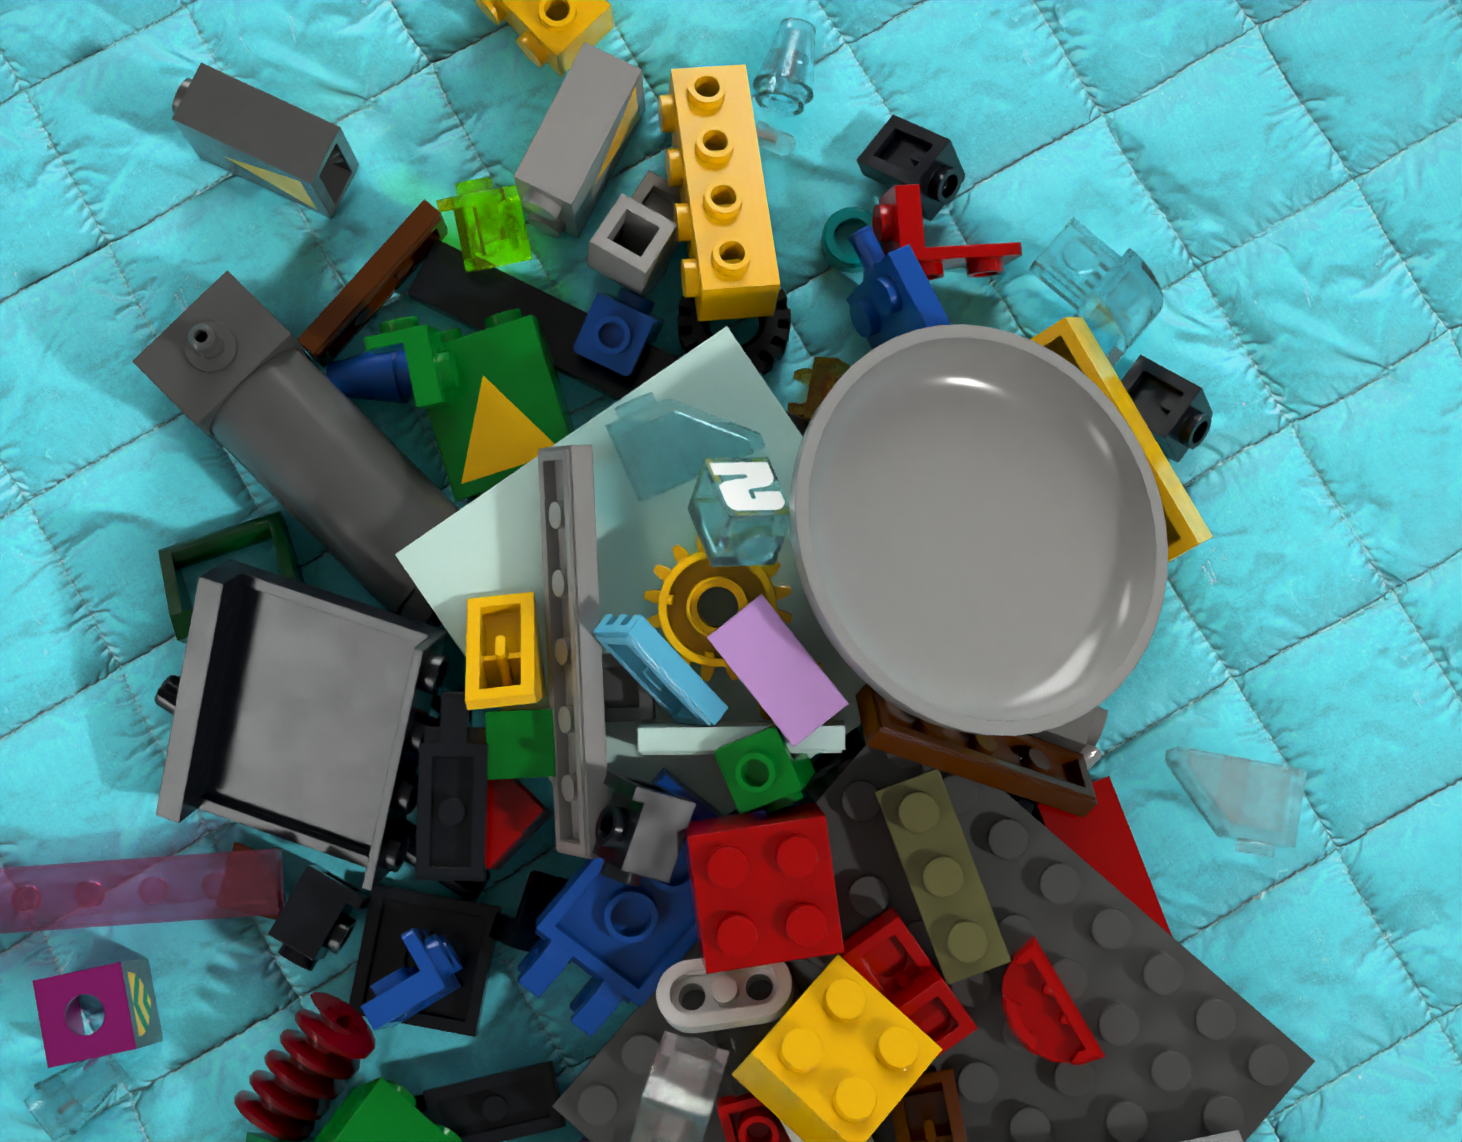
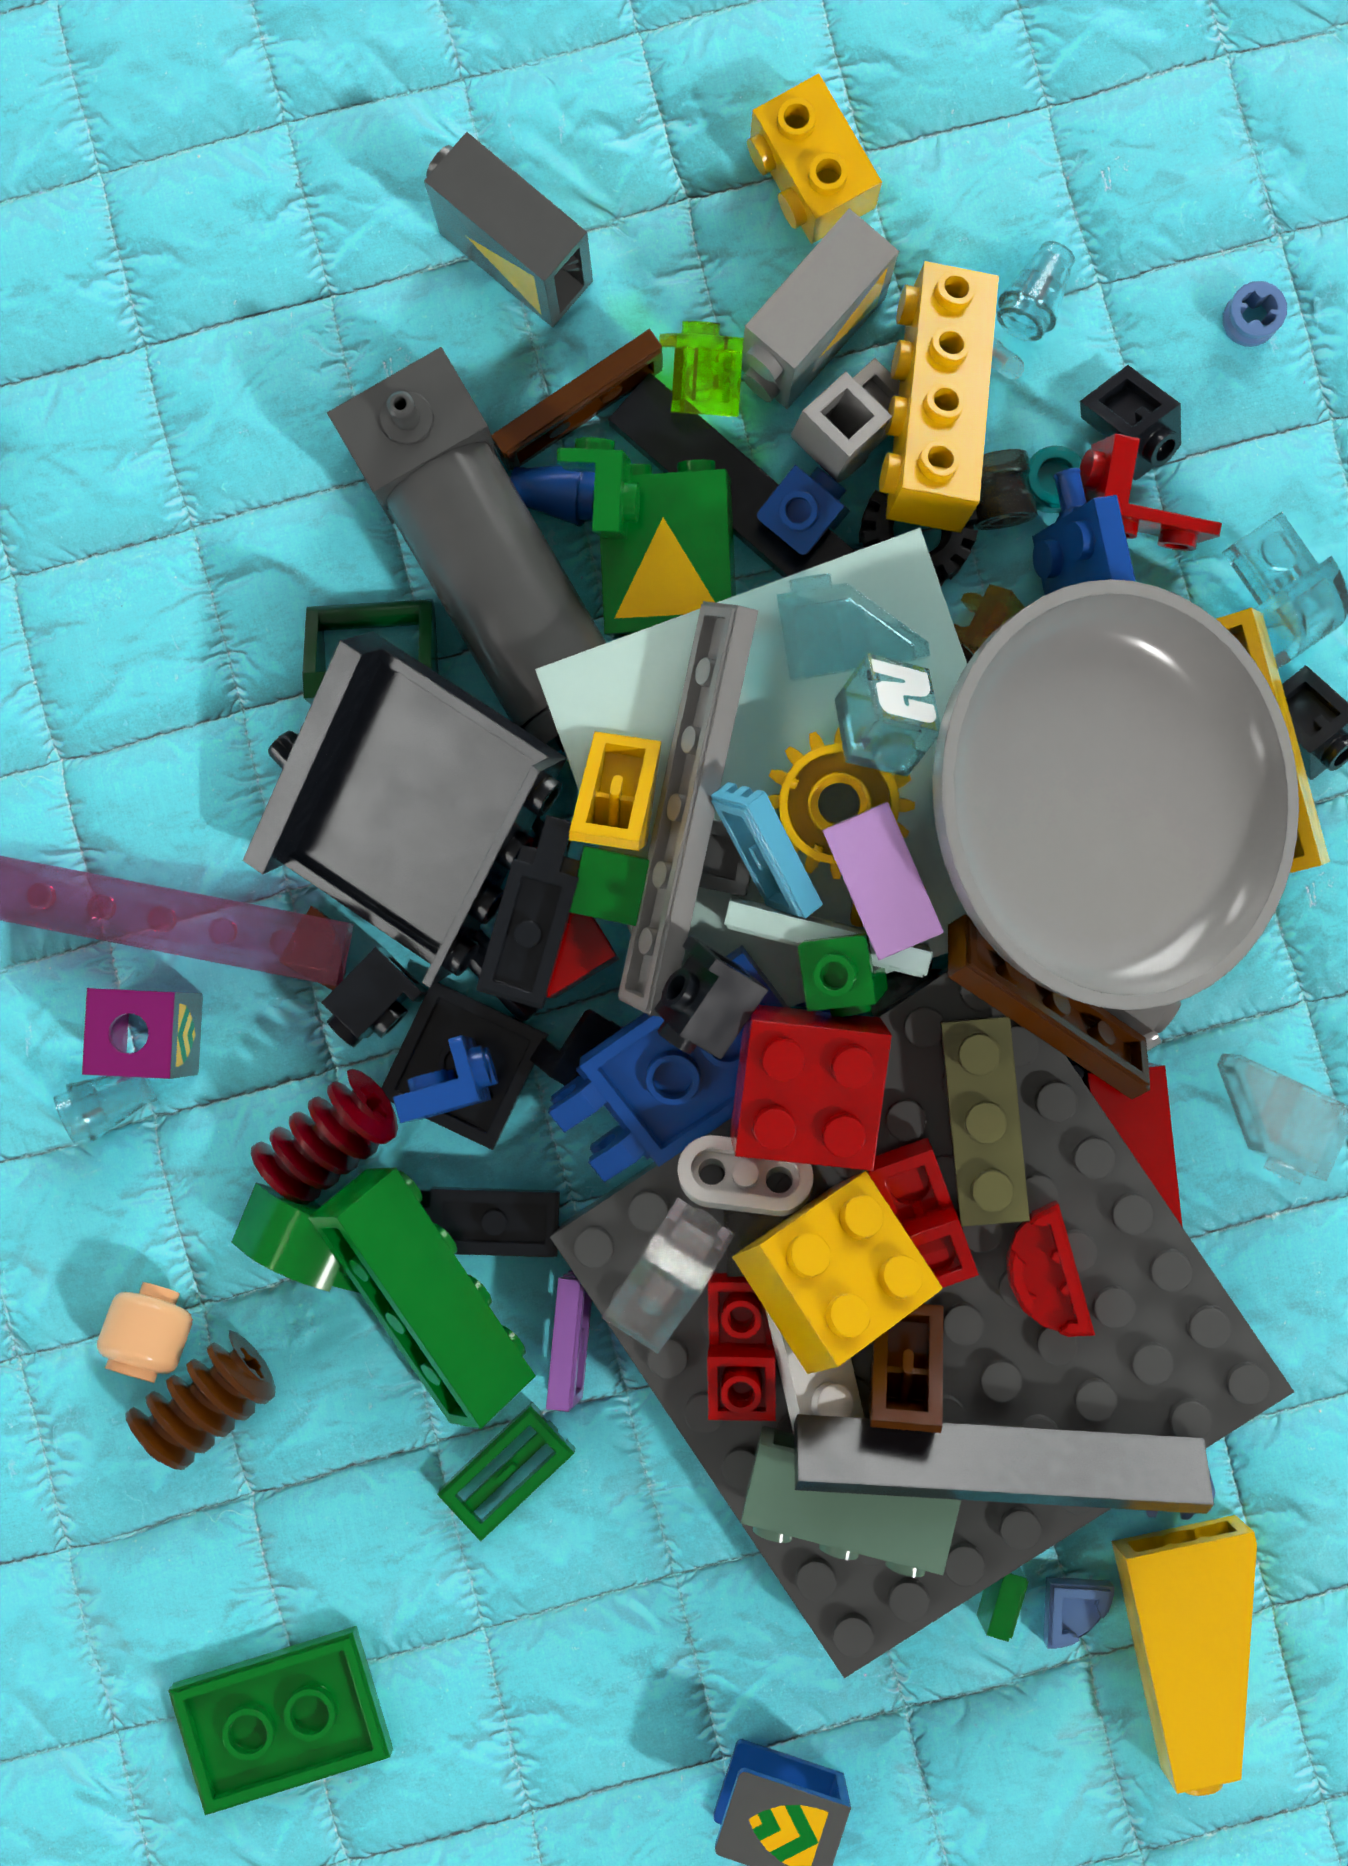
camera: 20 degrees right, 5 degrees up
(804, 264) = (1004, 491): none -> clear smoke wheel
(997, 17) = (1254, 294): none -> medium blue bush

